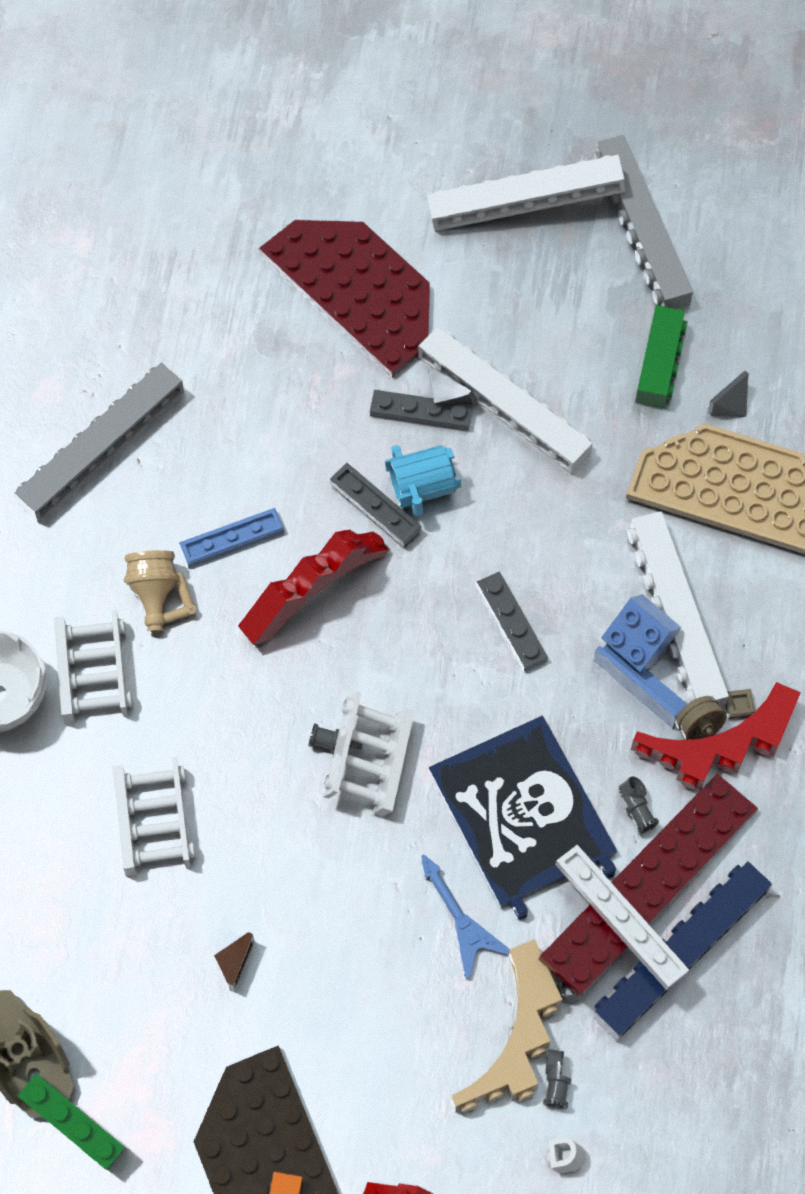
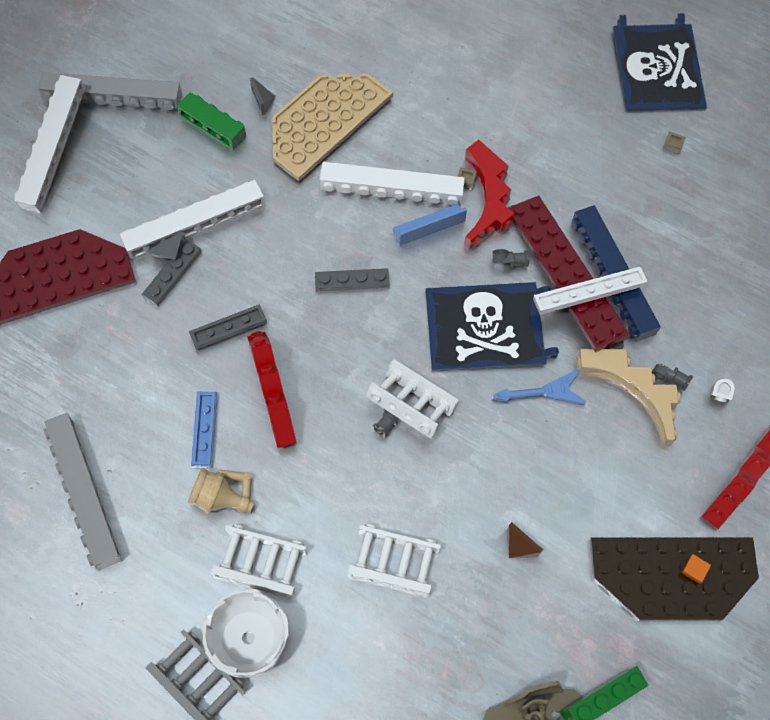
camera: 70 degrees left, 0 degrees up
(422, 476) = (225, 288): medium azure container -> none
(641, 632) = (401, 205): medium blue brick -> none
(700, 718) = (472, 198): dark tan wheel -> none

